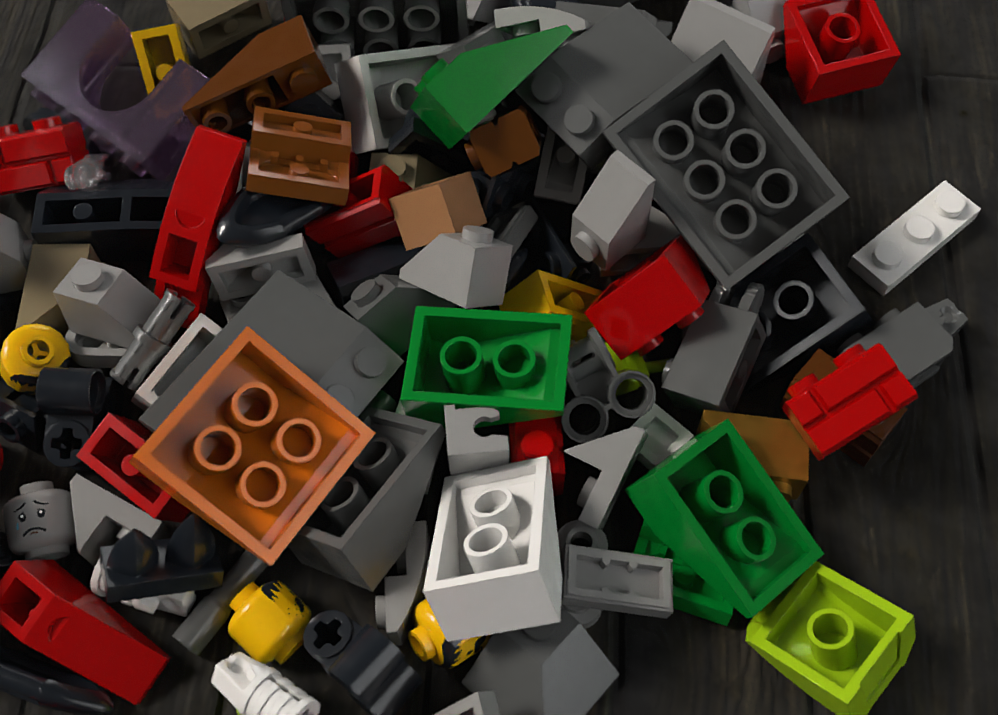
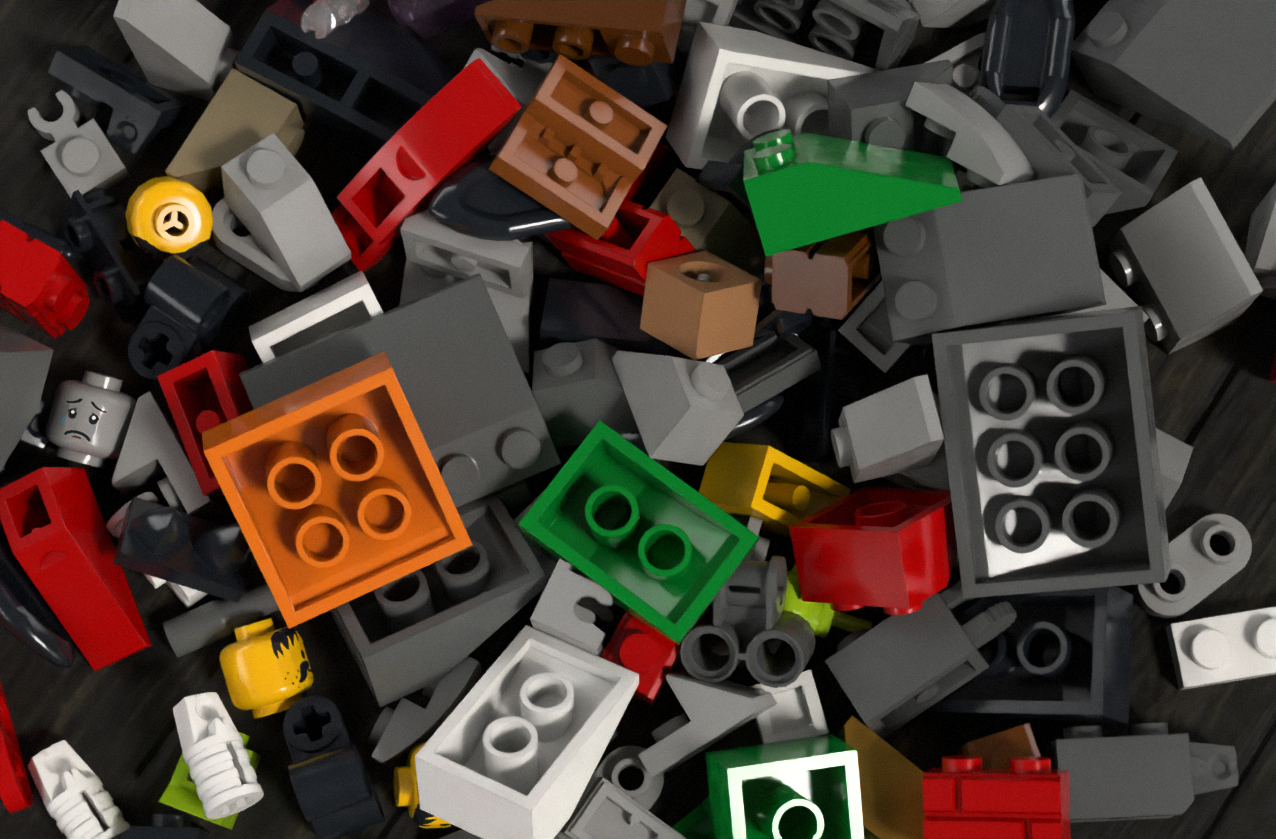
camera: 30 degrees right, 15 degrees up
(152, 339) = (302, 281): dark grey pin -> none
(845, 222) = (1197, 566): none -> light grey plate

